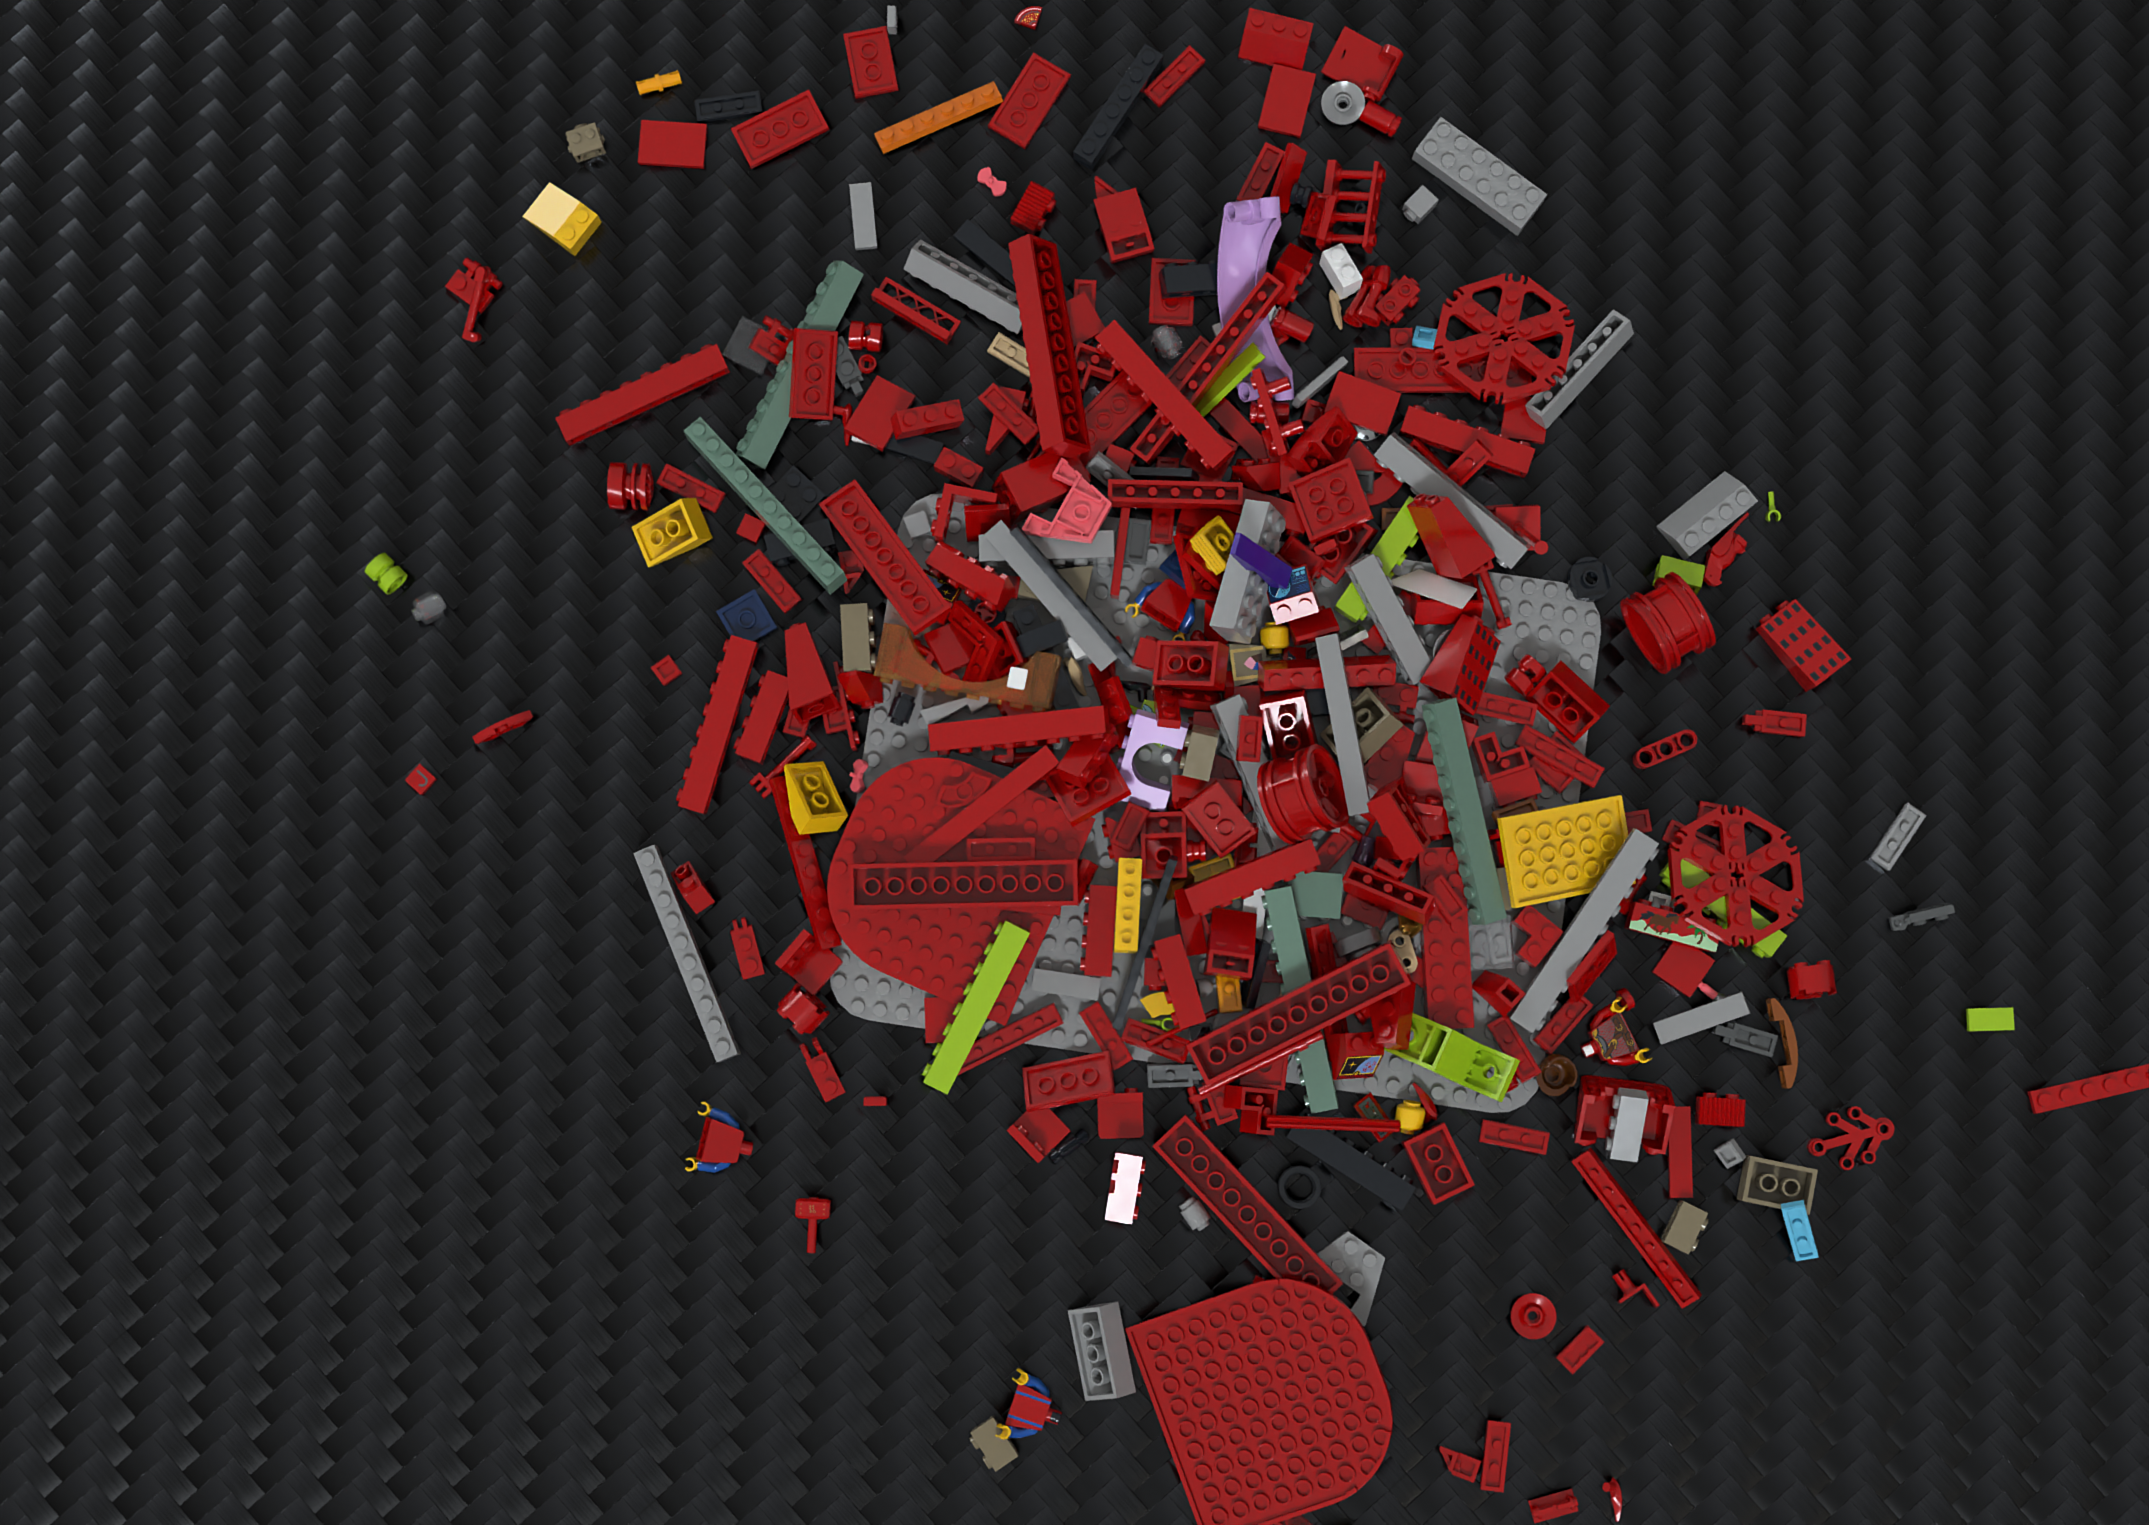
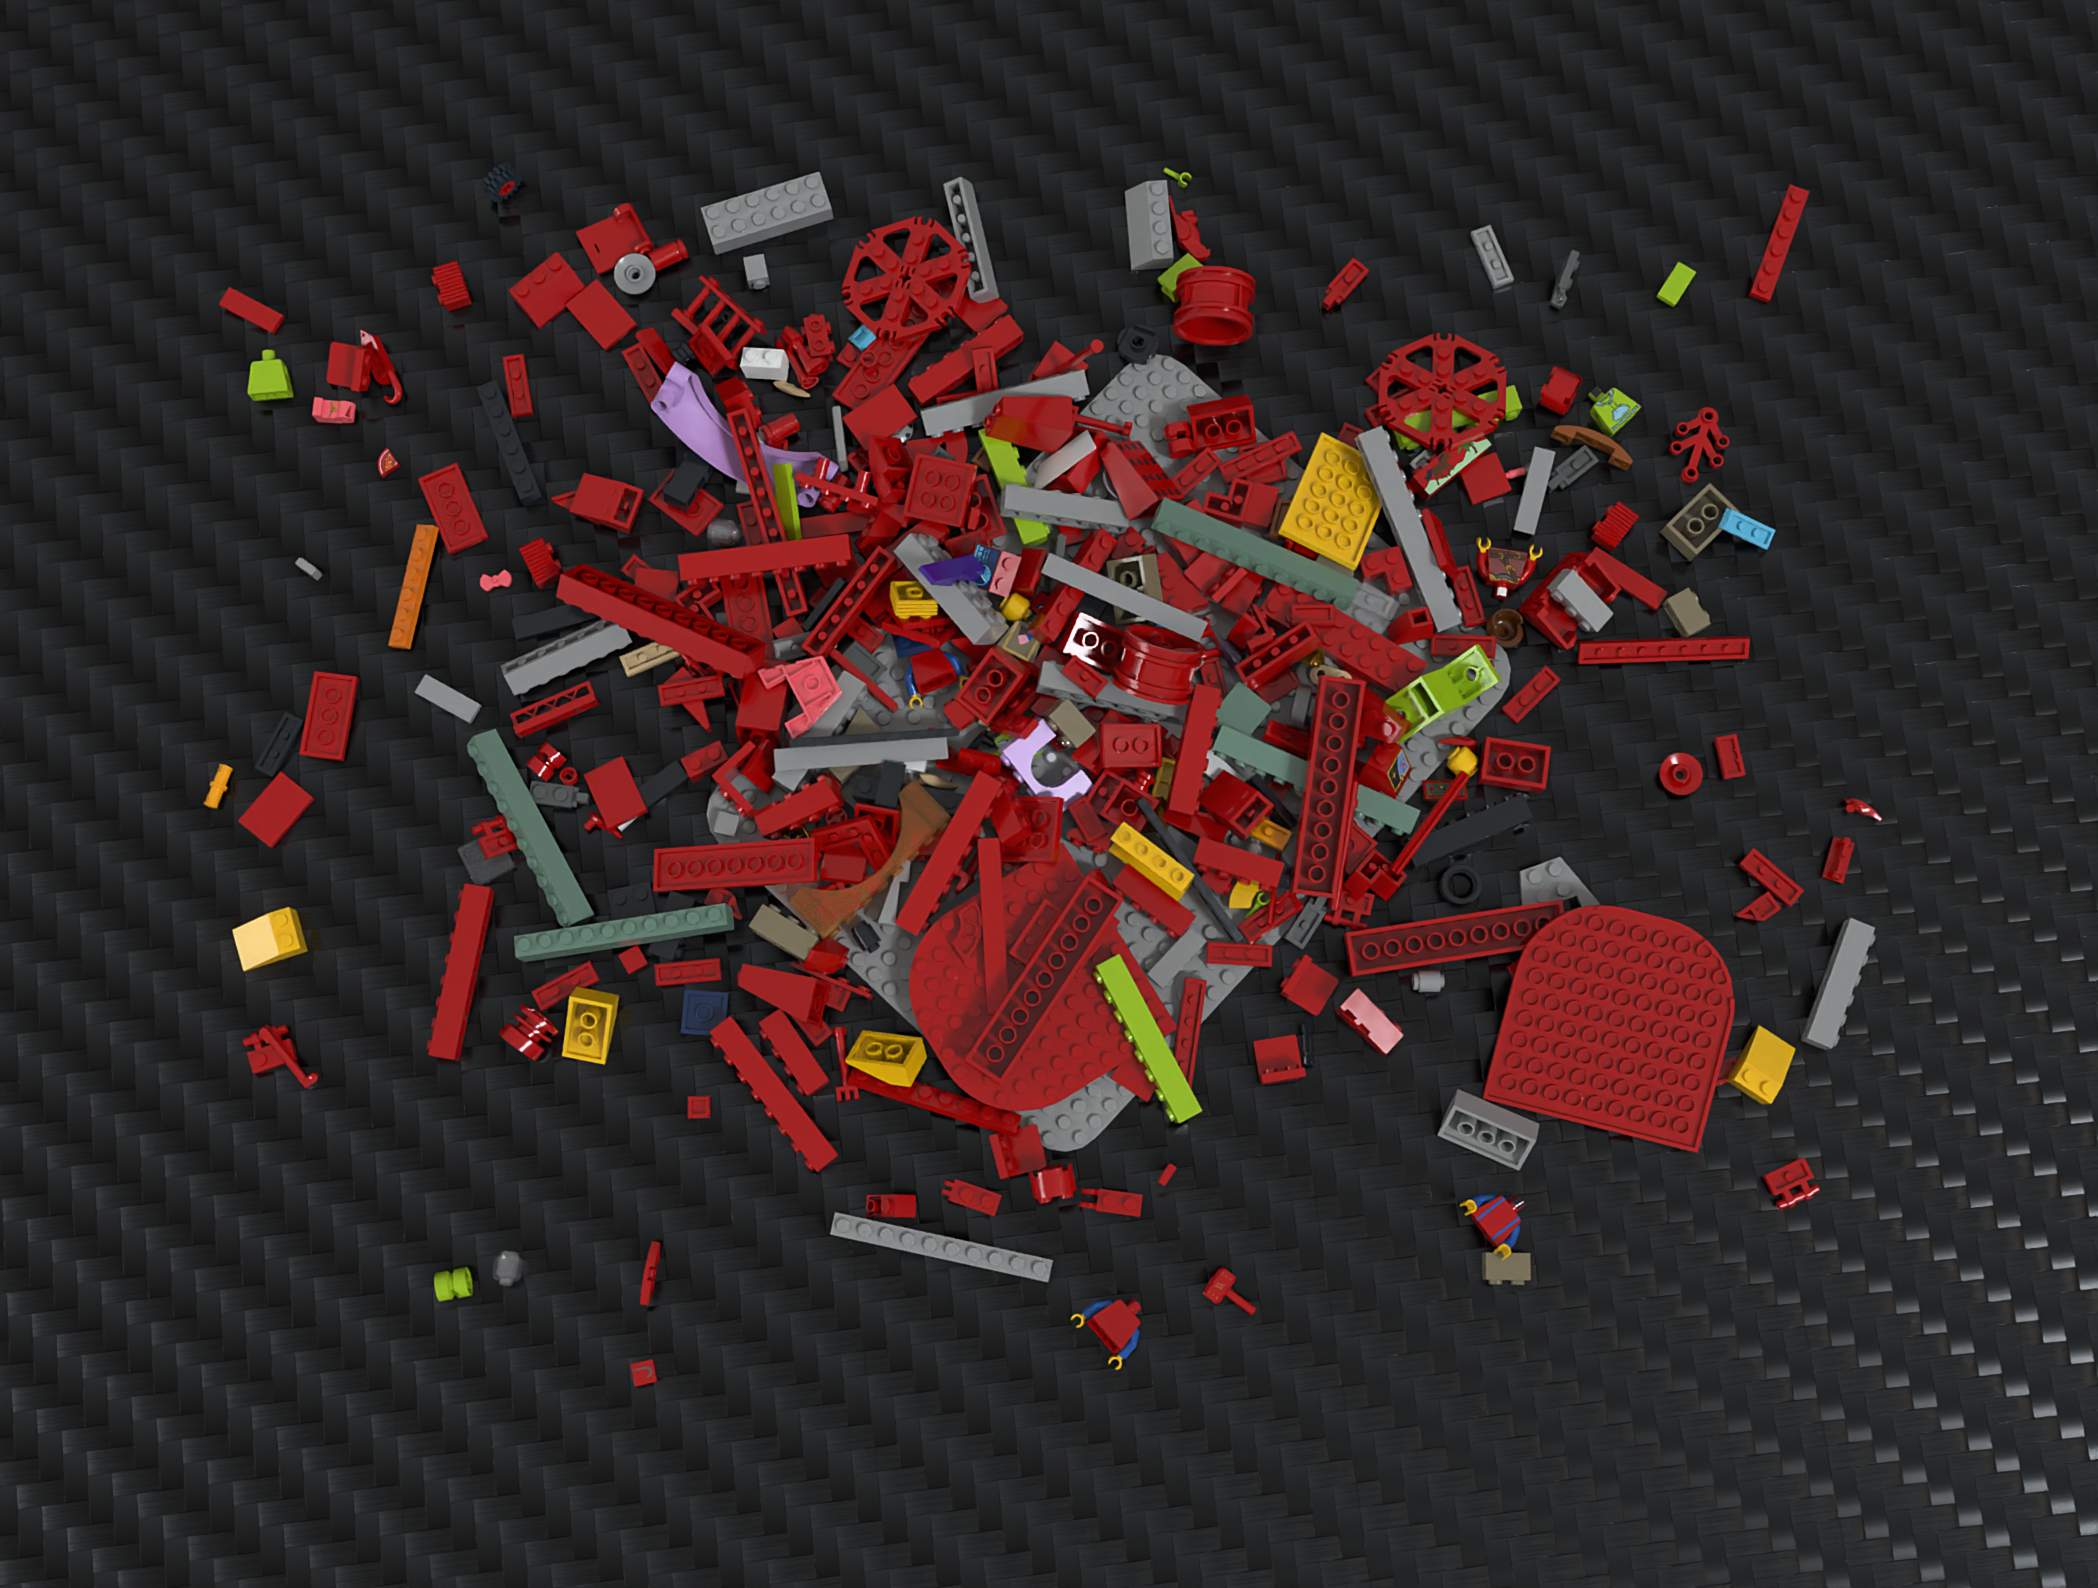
camera: 60 degrees left, 5 degrees down
(585, 142) = (221, 877): dark tan head -> none
(813, 374) = (546, 822): red tile -> none
(857, 784) = (888, 1003): coral piece -> none
(870, 62) = (329, 609): red tile -> none
(927, 419) = (648, 758): red brick -> none
(1017, 678) = (908, 824): white sticker -> none
(1068, 1081) = (1256, 1007): red tile -> none
(1398, 820) = (1228, 605): red wedge -> none
(1626, 998) = (1482, 534): red tile -> none
(1630, 1289) = (1708, 687): red bracket -> none
(1674, 745) = (1308, 387): red beam -> none
(1730, 1153) = (1652, 541): light grey tile -> none
(1802, 644) = (1299, 224): red slope -> none
(1827, 1038) = (1612, 410): none -> lime torso

